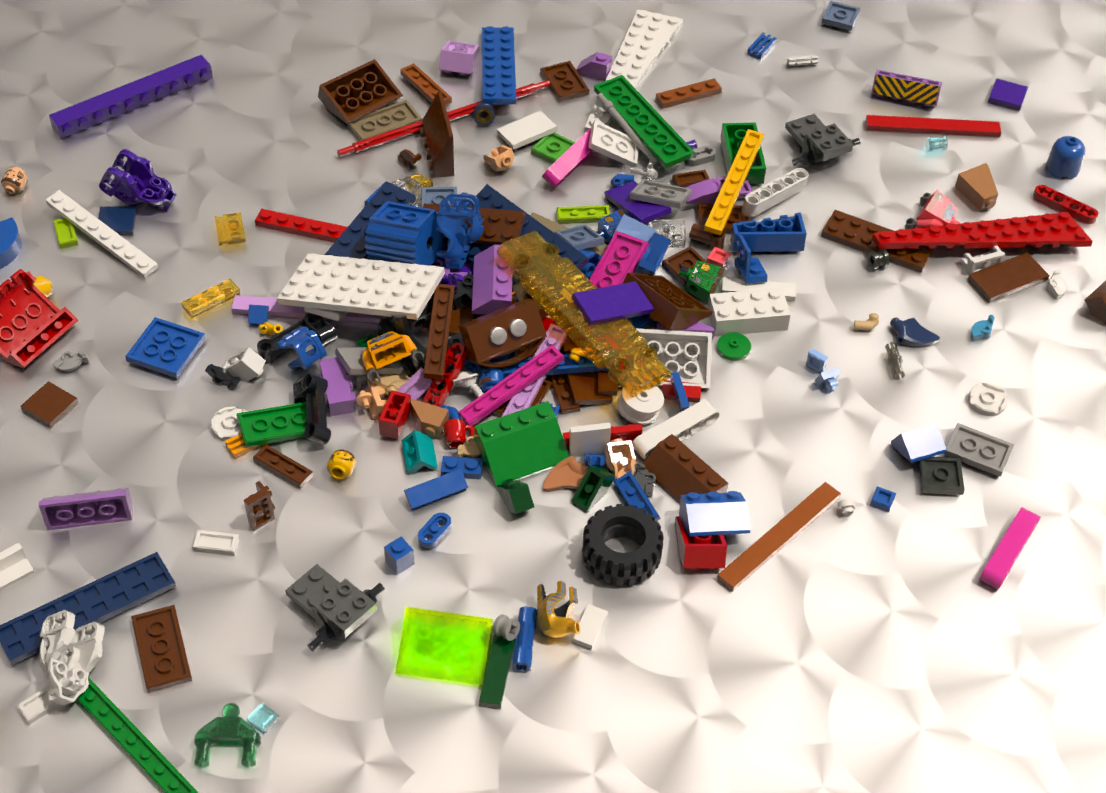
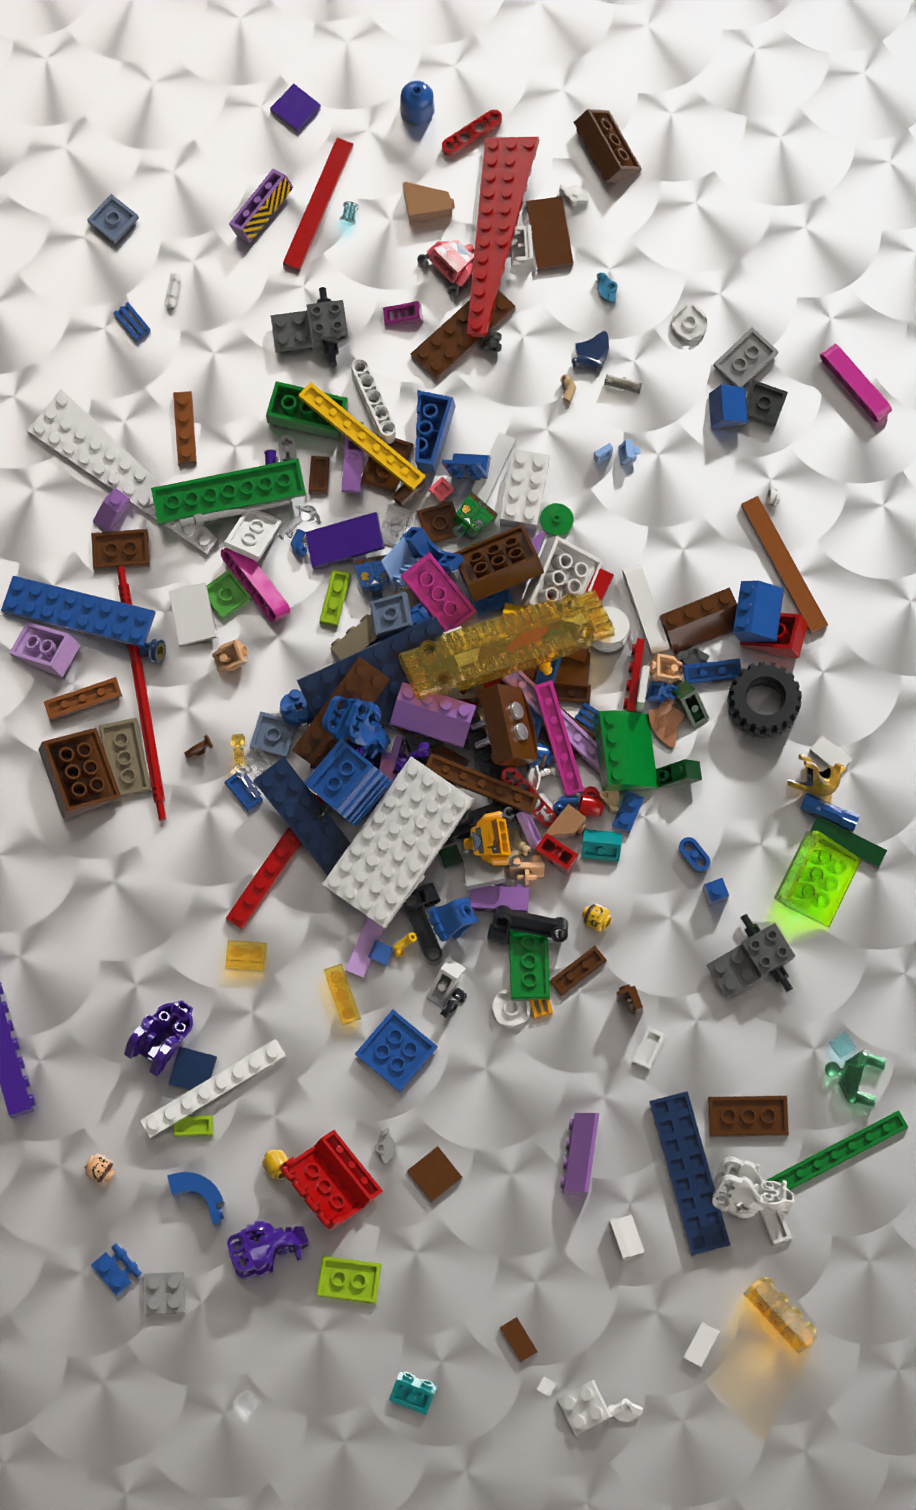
camera: 70 degrees left, 25 degrees up
(435, 489) = (649, 841): blue tile -> none
(438, 139) = (190, 709): reddish brown slope -> none
(506, 627) = (822, 822): light grey wheel -> none
(612, 303) = (509, 613): dark purple tile -> none
(661, 194) = (348, 513): light grey tile -> none
(679, 391) = (610, 590): blue tile -> none
(871, 200) = (403, 320): none -> magenta slope
(883, 499) = (771, 462): blue tile -> none

